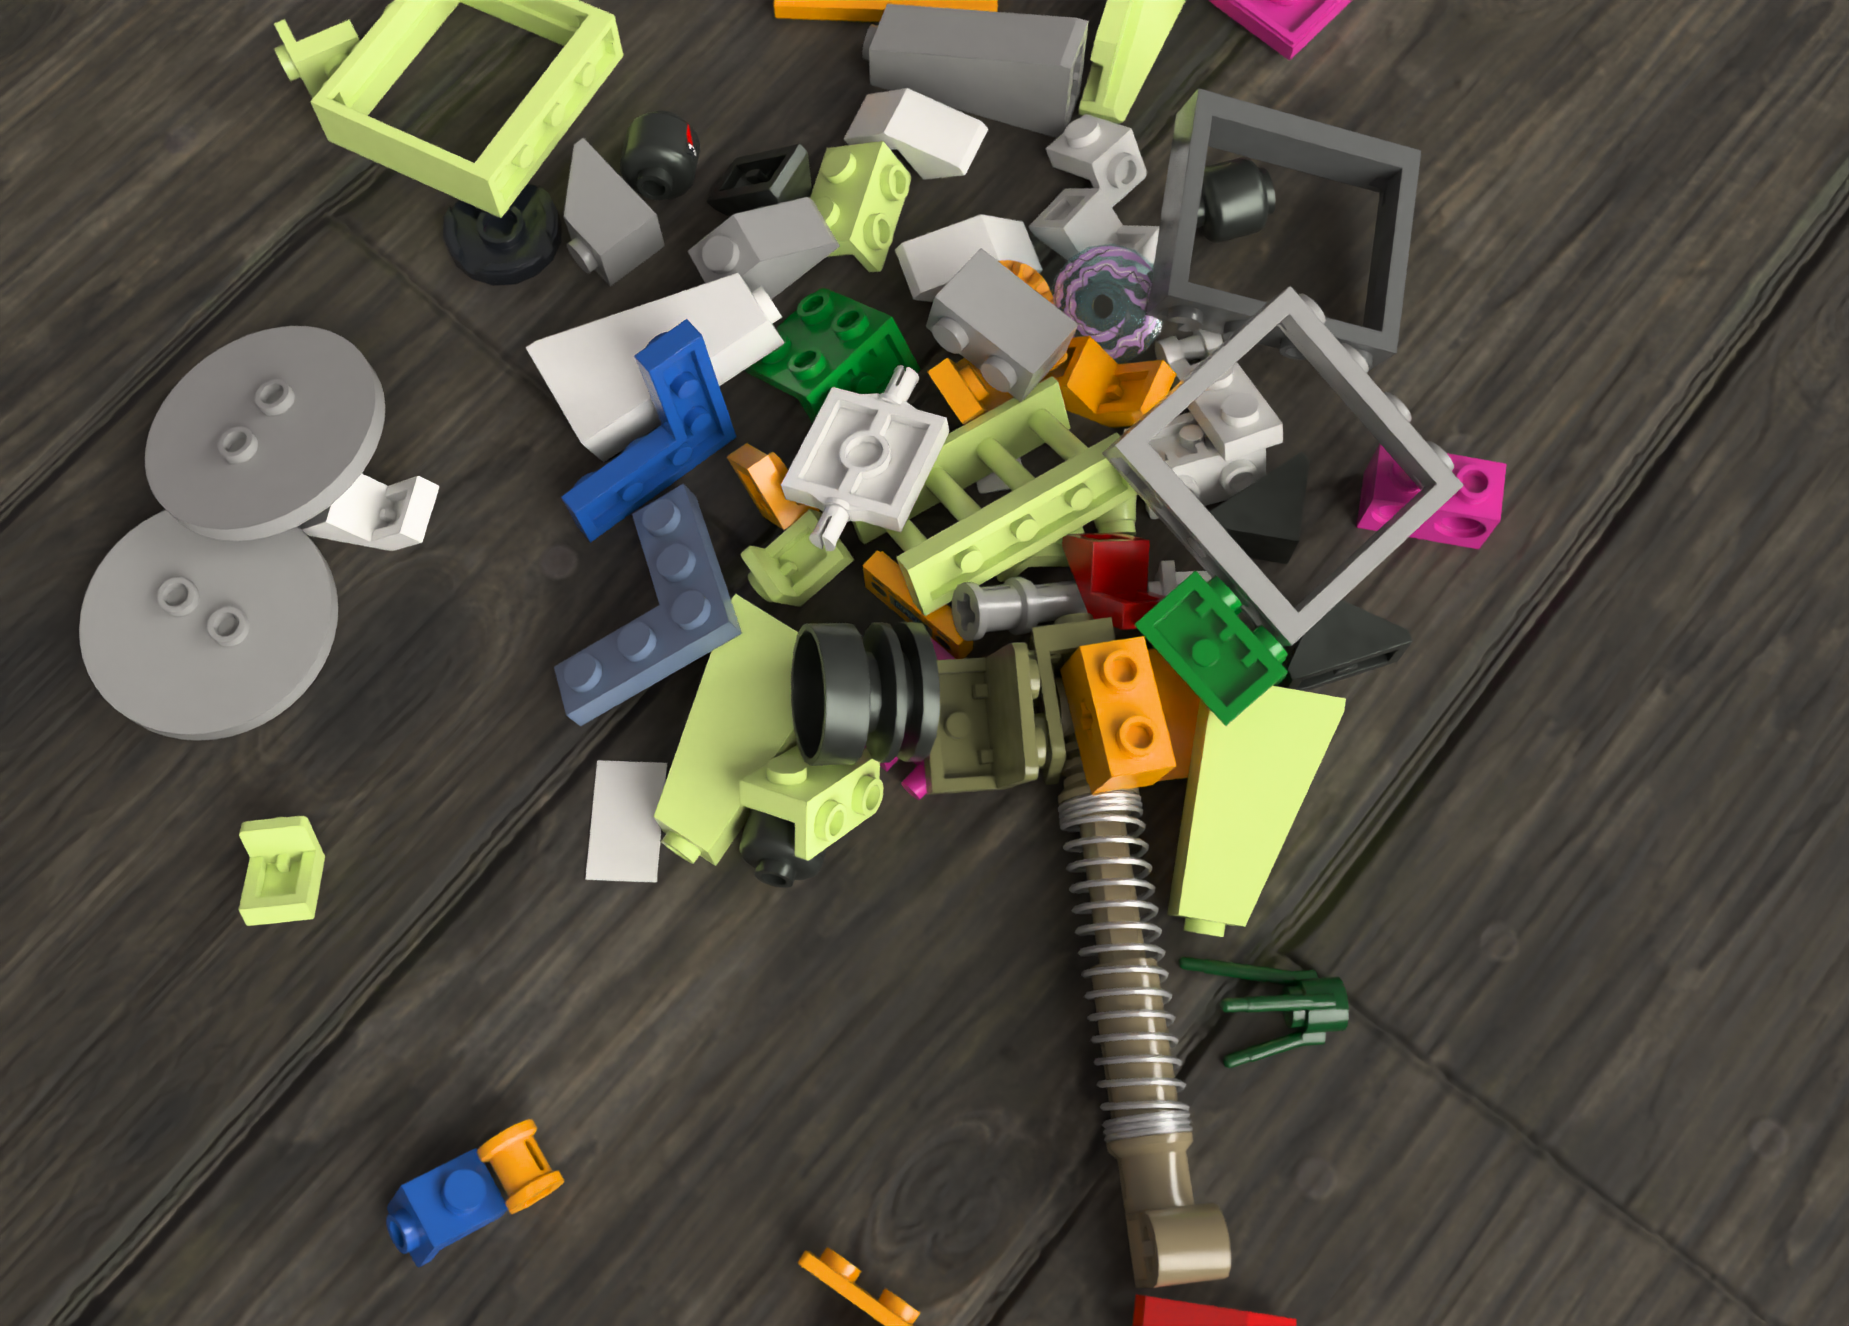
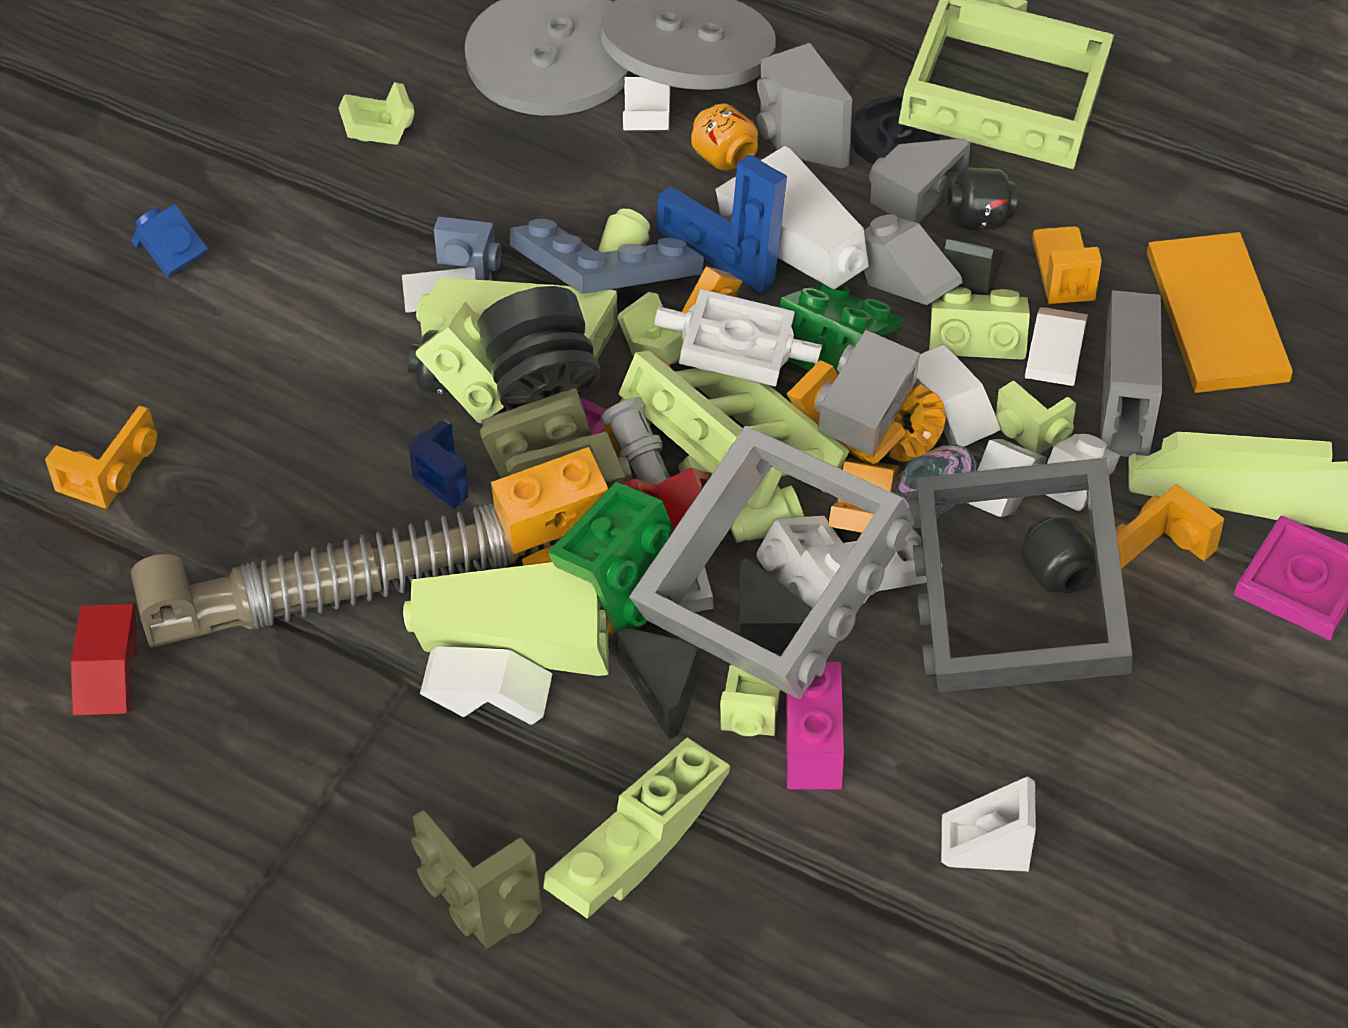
camera: 80 degrees right, 20 degrees down
(465, 306) = (805, 107): none -> light grey slope
(466, 422) = (724, 136): none -> light orange head
(520, 1165) = (197, 270): light orange bush -> none
(574, 778) = (467, 245): none -> sand blue bracket
(616, 580) = (624, 228): none -> yellowish green cone
(788, 99) = (1066, 267): none -> light orange bracket
(970, 864) = (437, 464): none -> clear blue bracket
(1026, 187) = (1032, 423): none -> yellowish green bracket
(1204, 67) = (1178, 515): none -> light orange bracket
(1307, 1003) = (361, 695): dark green plant -> none
(1319, 854) = (472, 676): none -> white slope
(1400, 570) = (749, 704): none -> yellowish green bracket
(1542, 708) = (641, 831): none -> yellowish green slope
(1582, 345) = (992, 830): none -> white slope
(1657, 872) = (485, 900): none -> olive bracket

